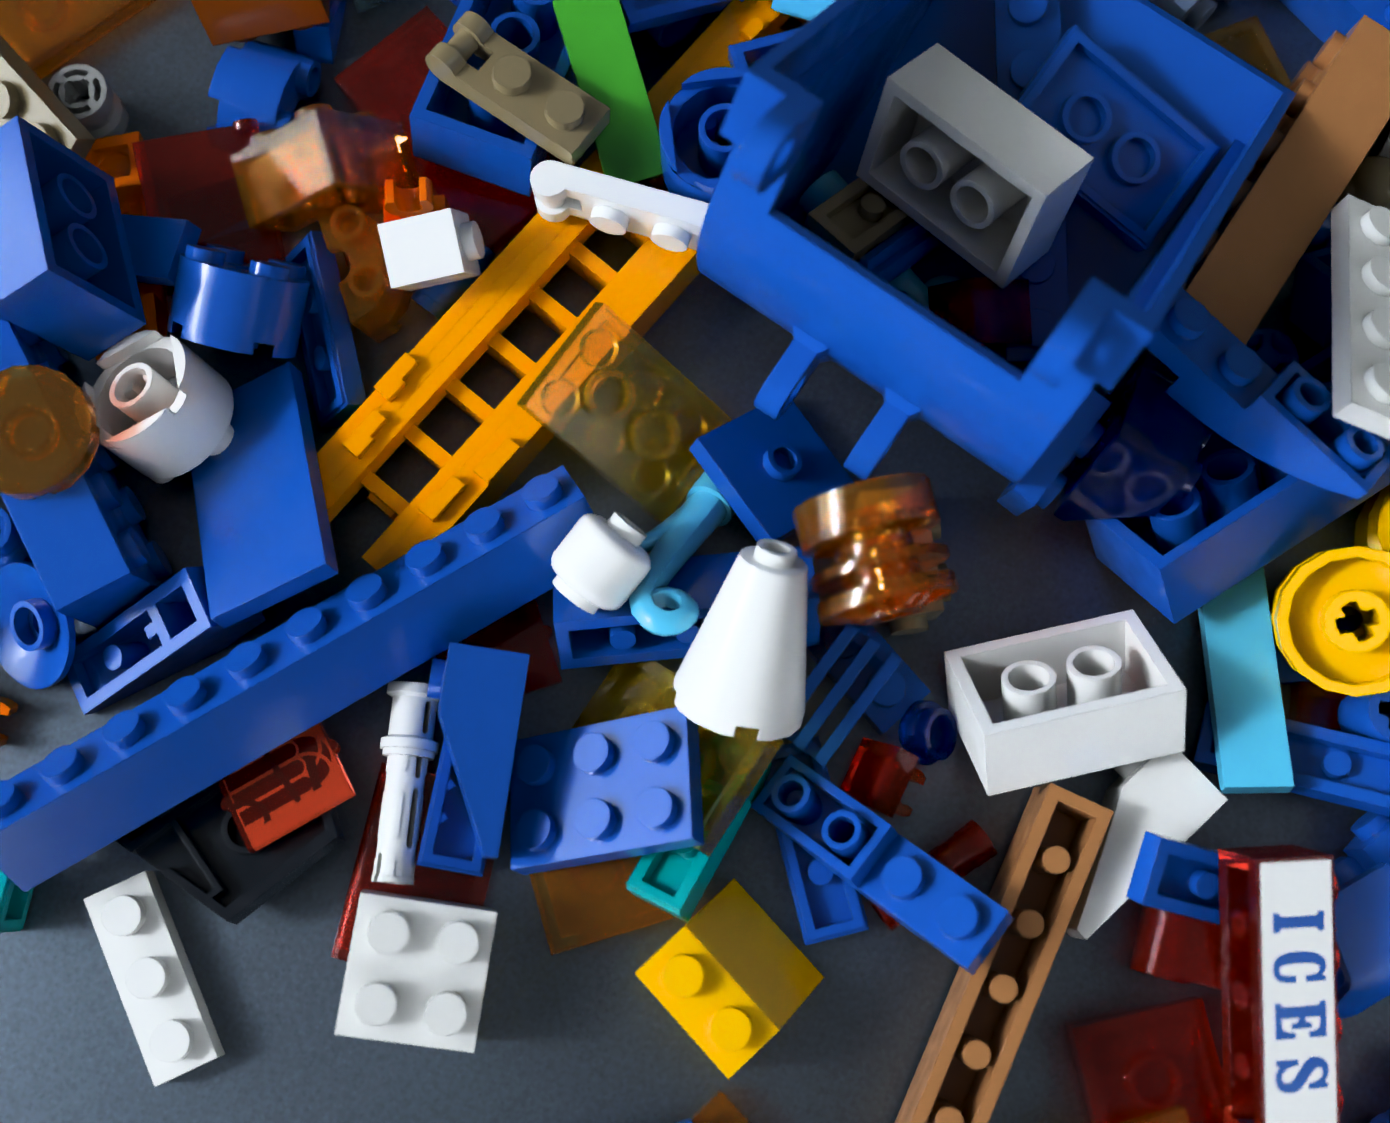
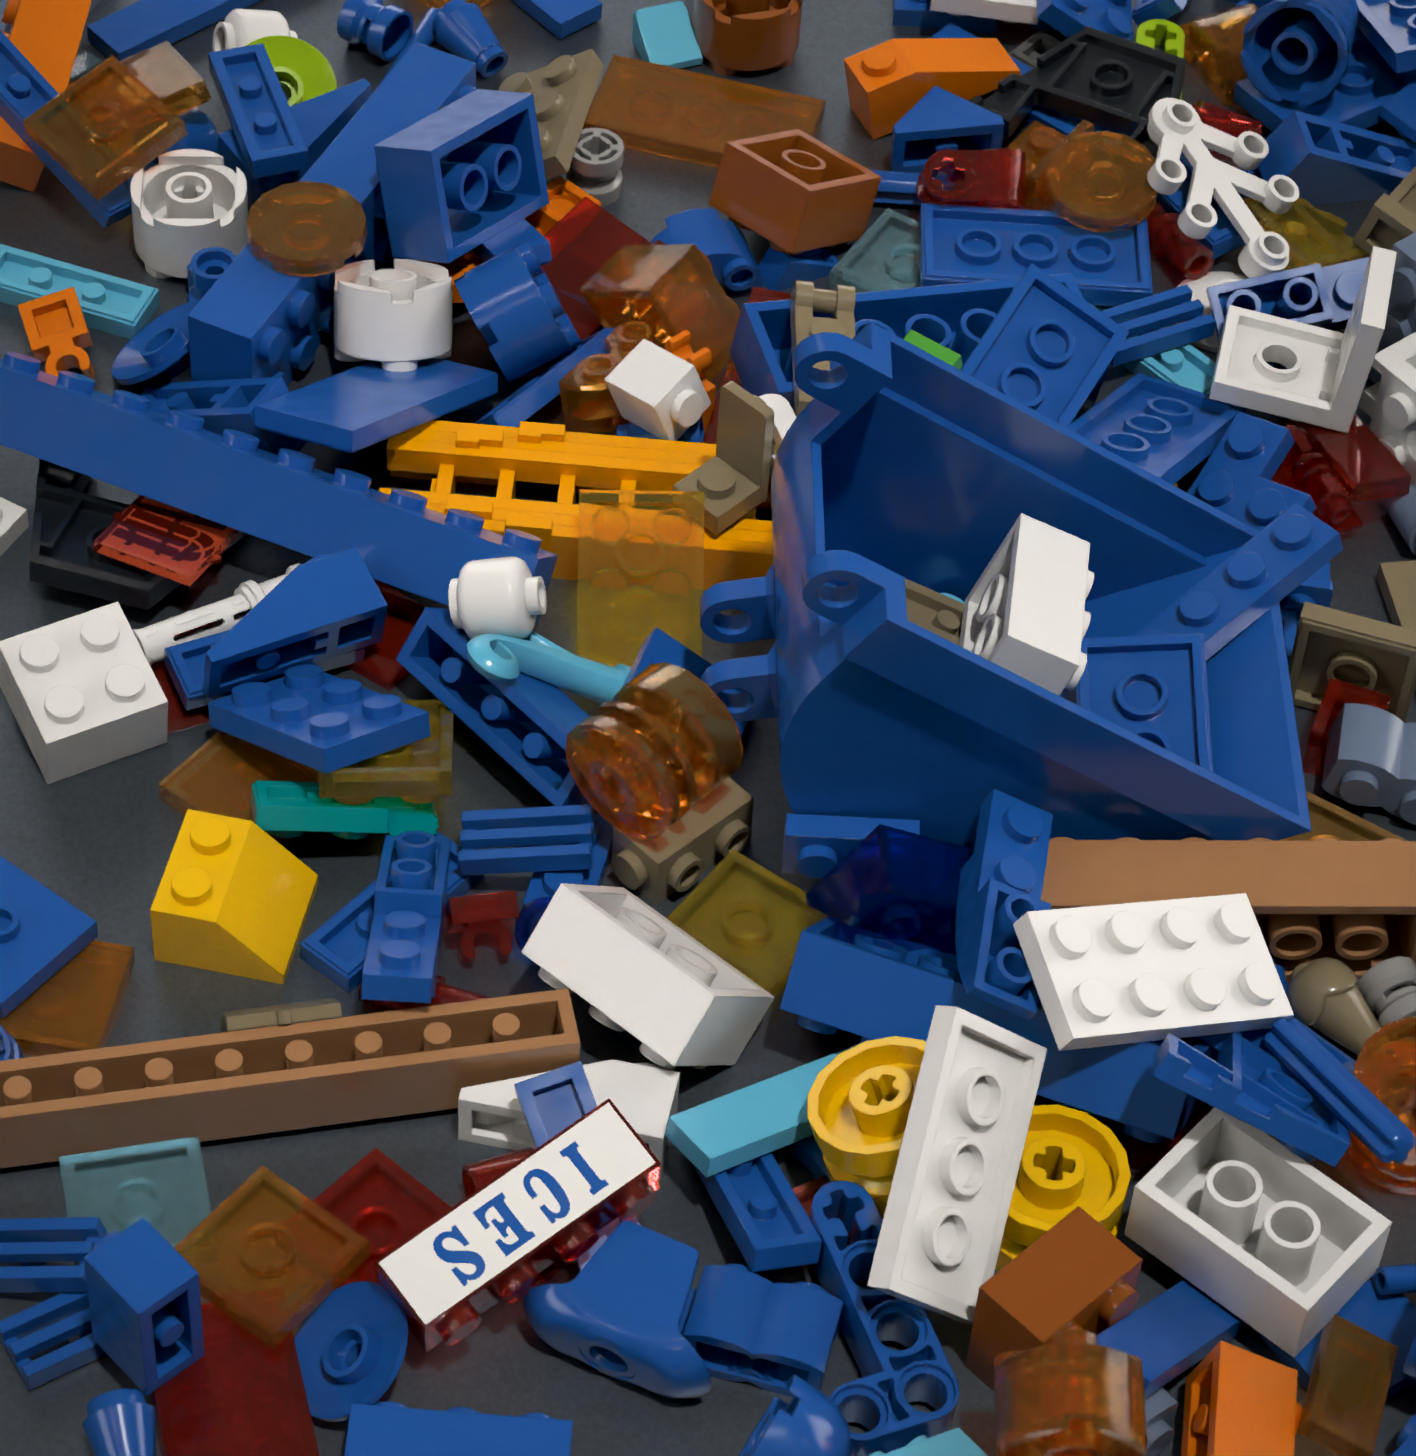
camera: 50 degrees right, 30 degrees down
(578, 253) = (740, 471): none -> dark tan bracket
(751, 648) = (511, 717): white cone -> none
(896, 1025) = (282, 1014): none -> dark tan piece
(1023, 572) = (748, 919): none -> clear yellow plate

